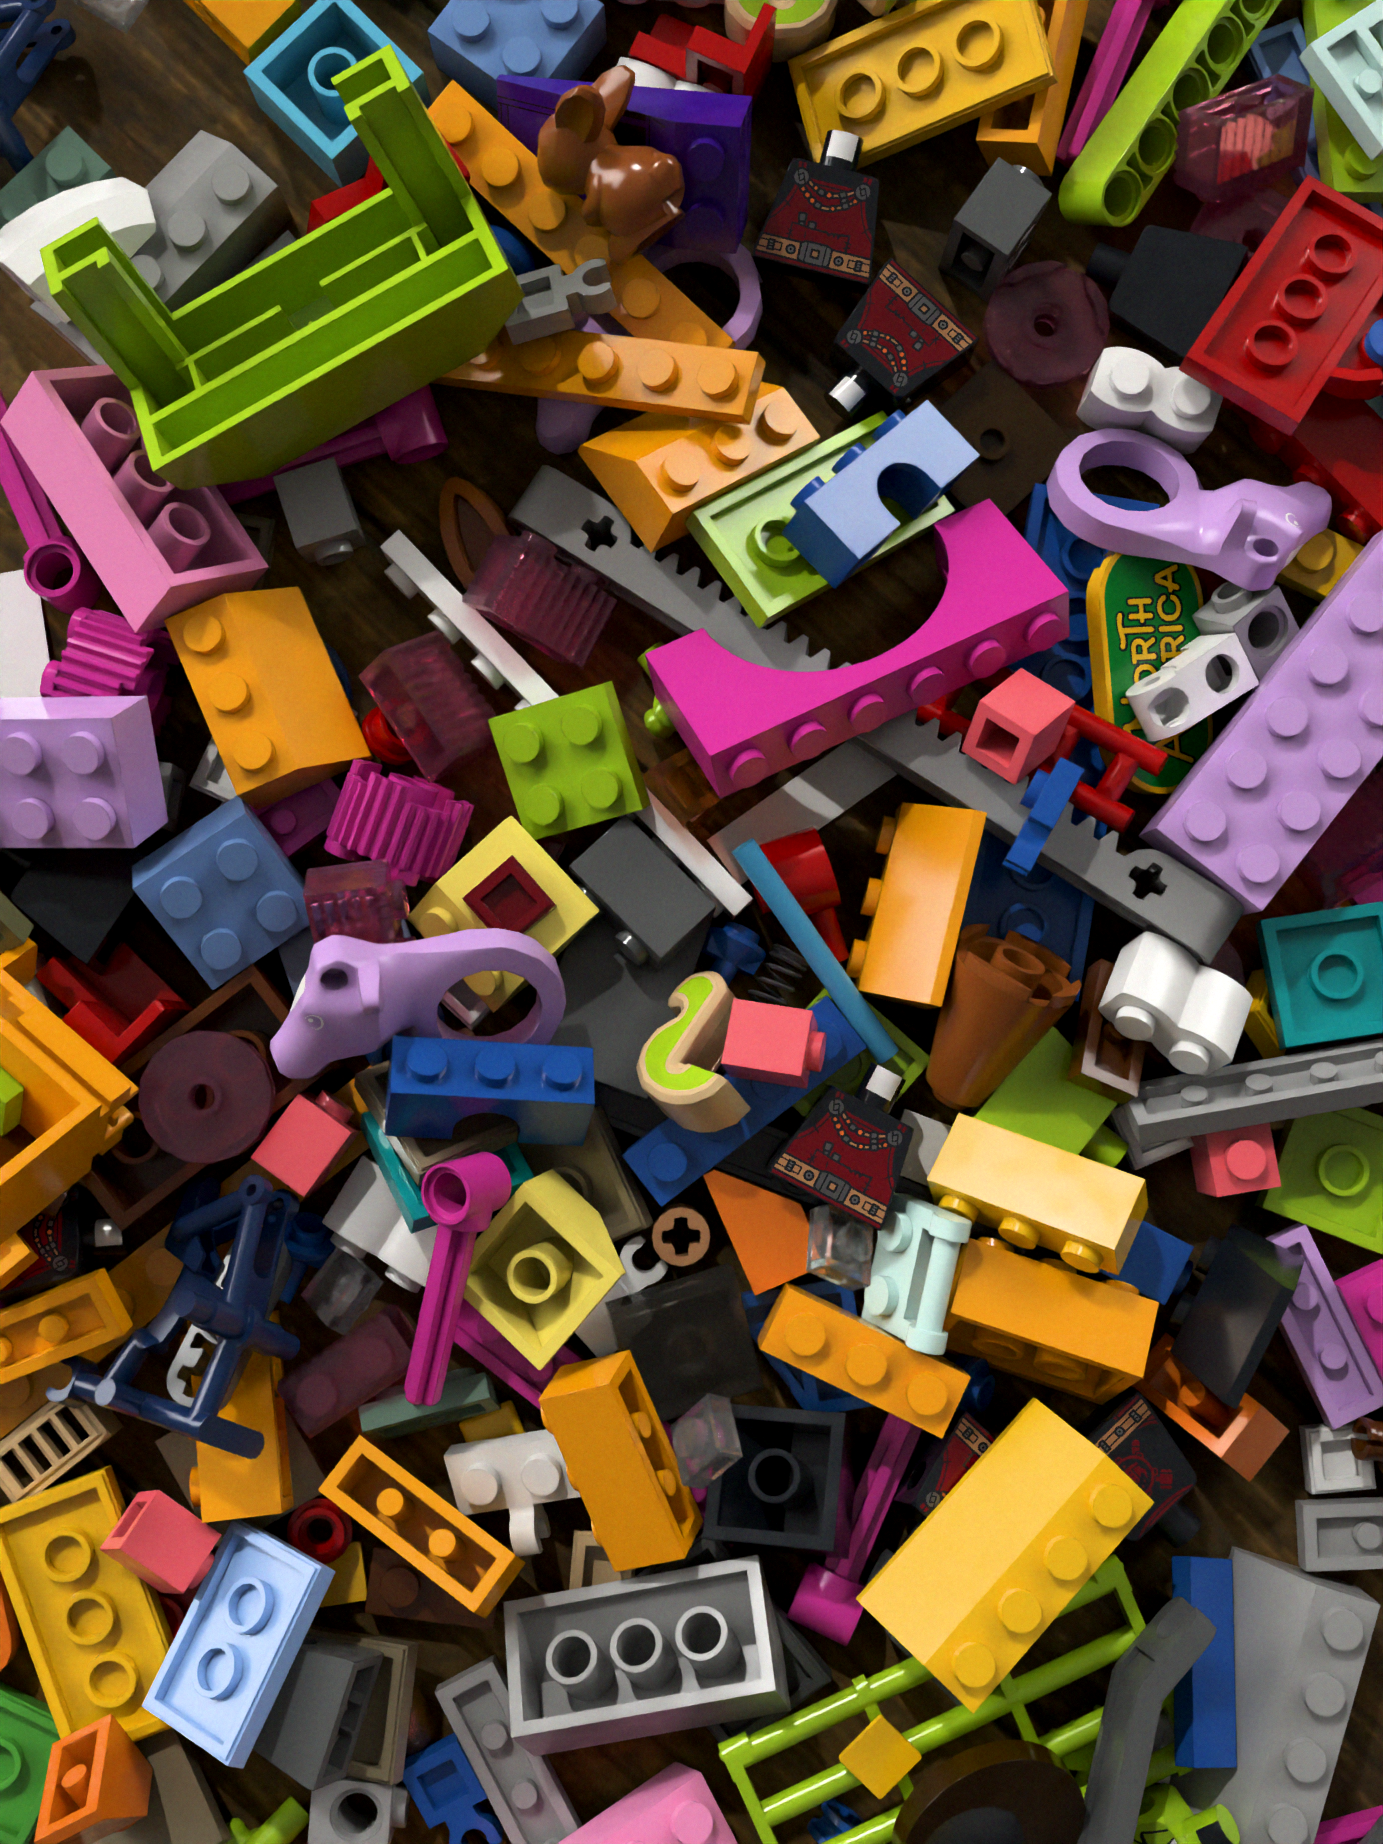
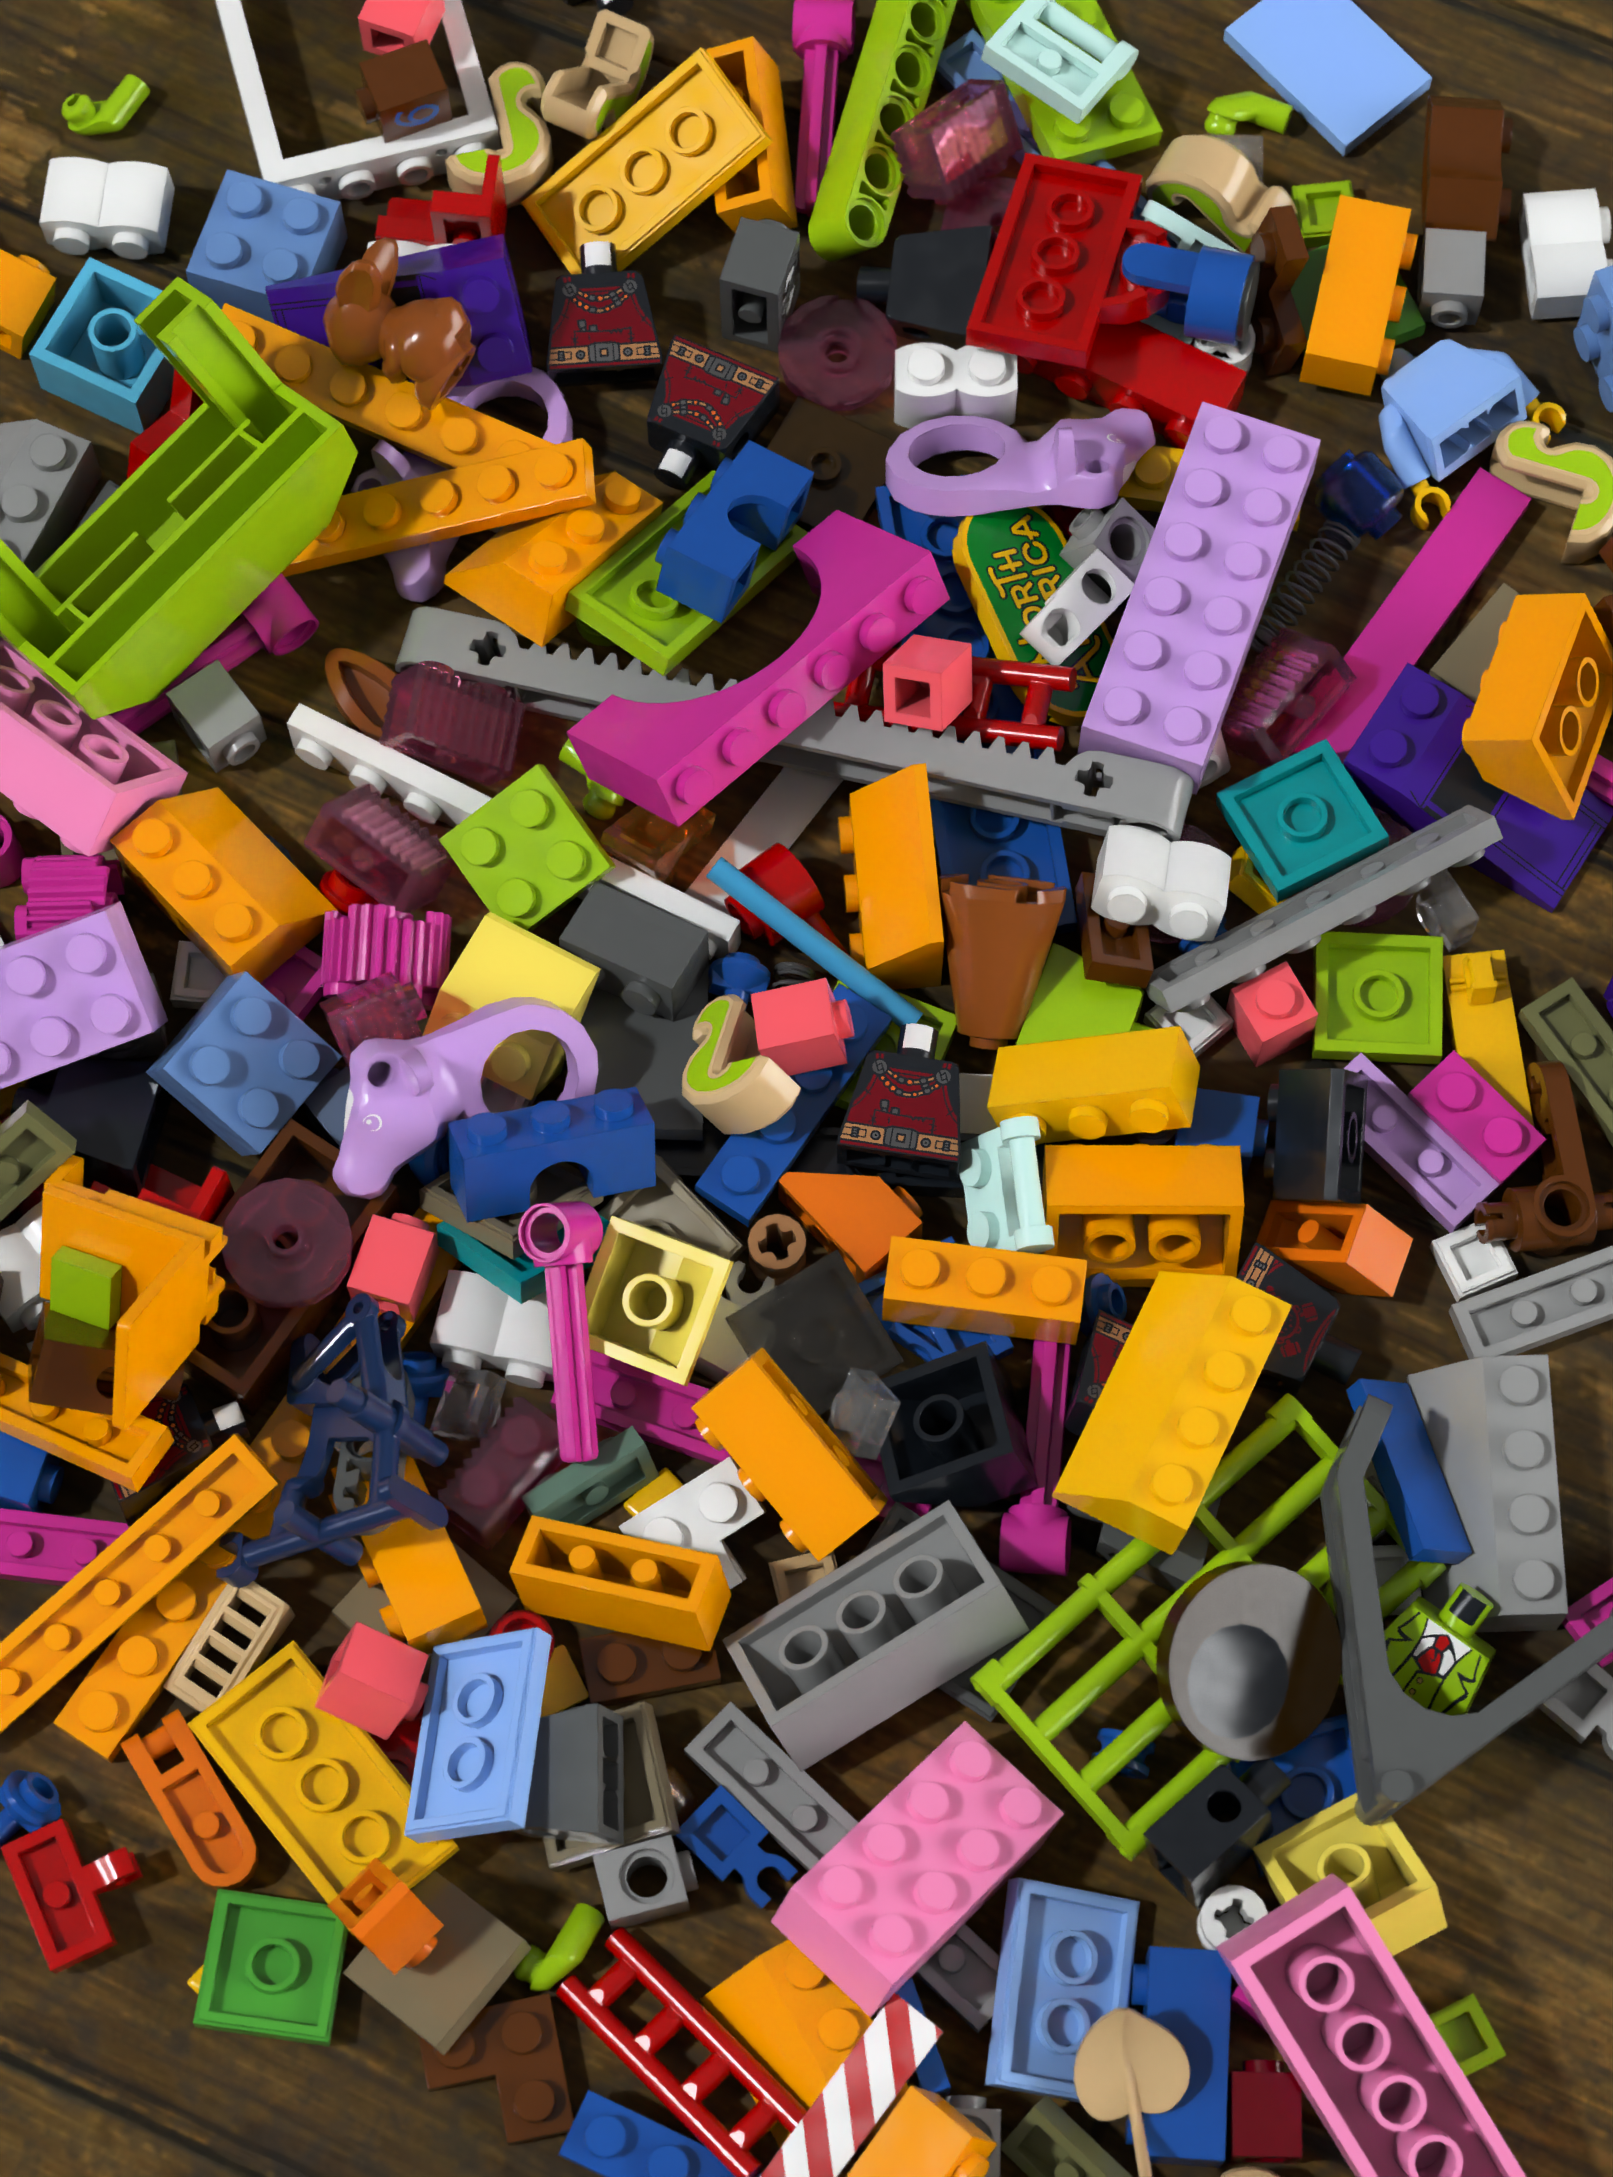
camera: 15 degrees left, 15 degrees down
(509, 899) = (514, 973): dark red tile -> none
(554, 299) = (382, 455): light grey plate -> none
(839, 1248) = (930, 1202): clear plate -> none
(880, 1756) = (1126, 1635): yellow piece -> none
(1046, 799) = (975, 733): blue plate -> none

